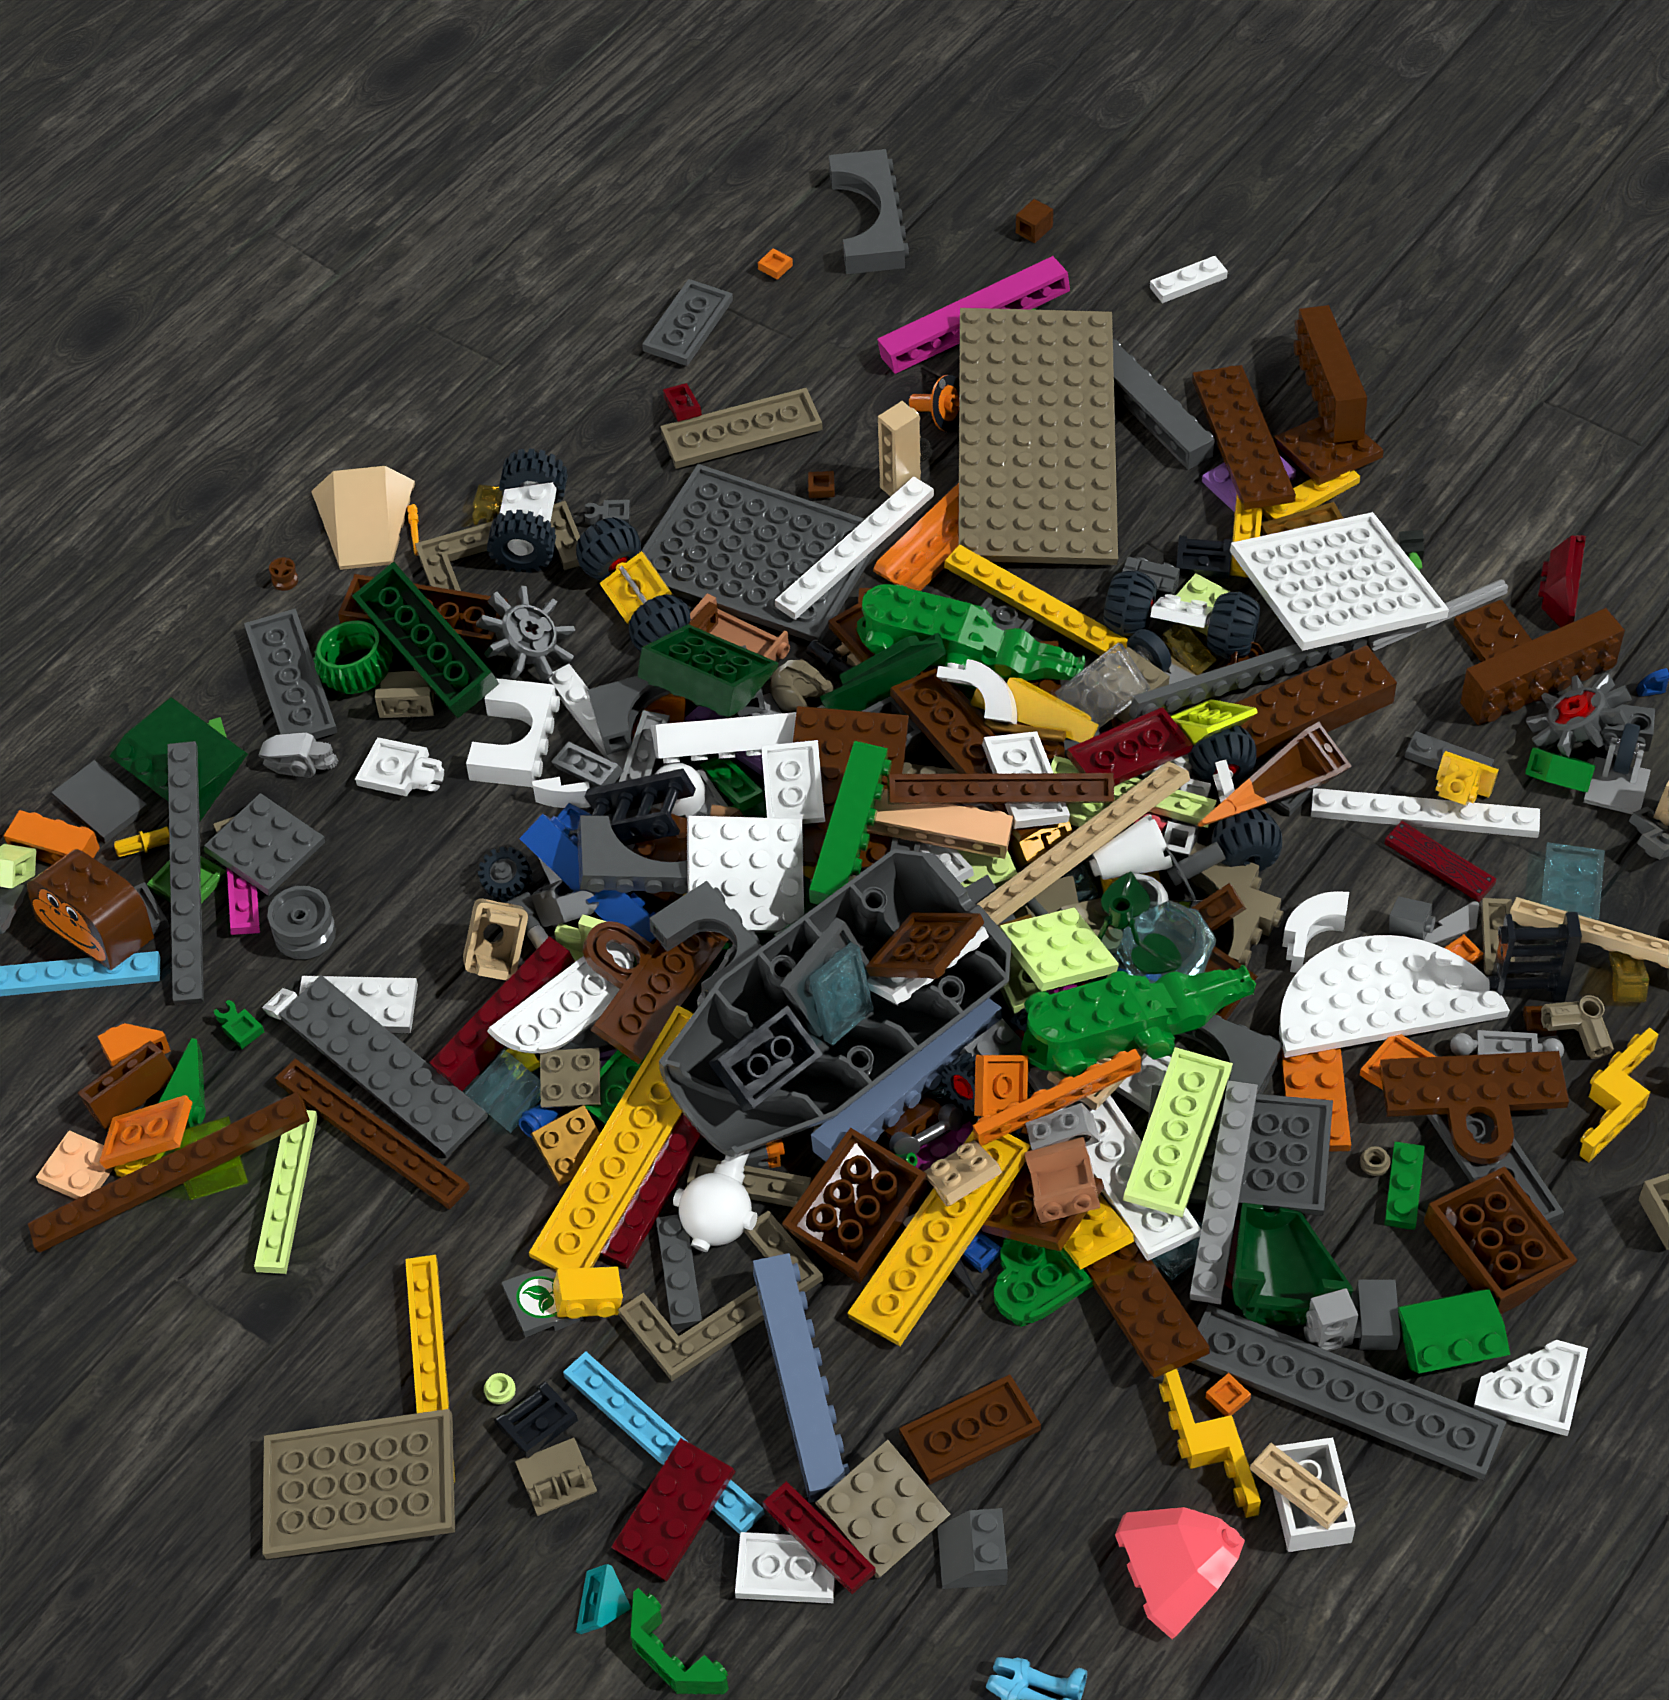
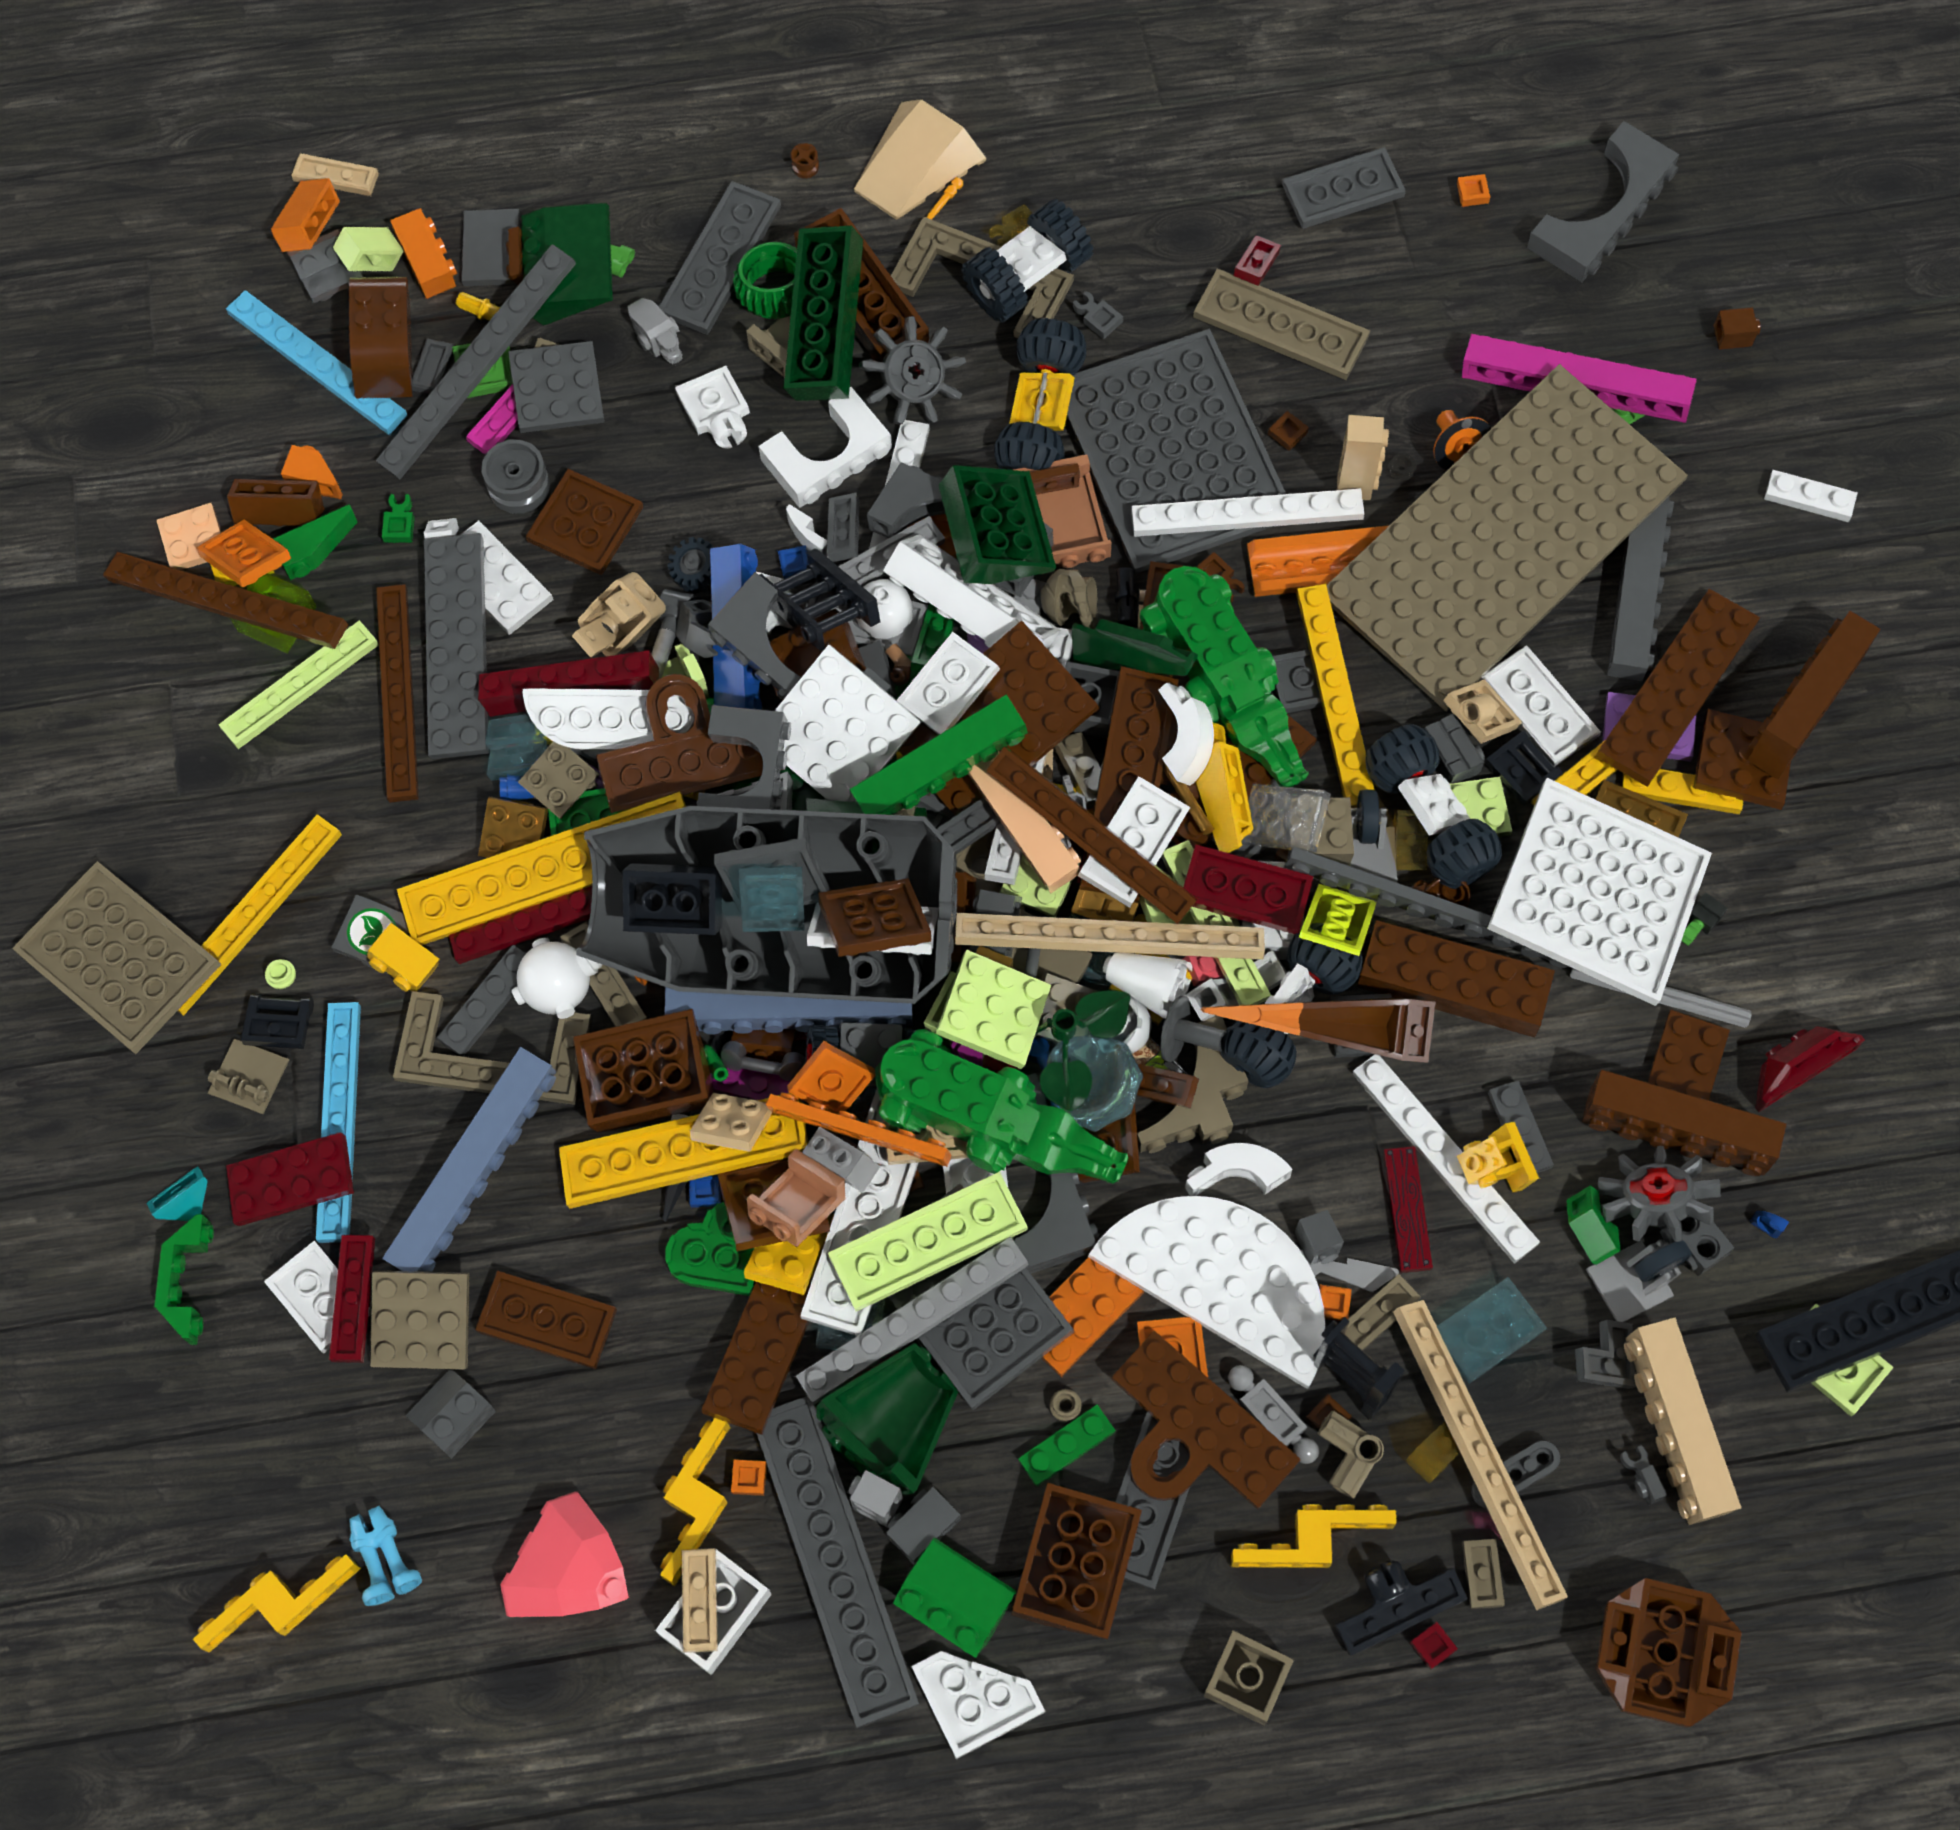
camera: 45 degrees right, 15 degrees up
(128, 781) = (514, 249): none -> reddish brown plate
(386, 914) = (584, 521): none -> reddish brown plate
(1142, 542) = (1482, 711): none -> tan plate
(1169, 516) = (1543, 706): none -> white tile

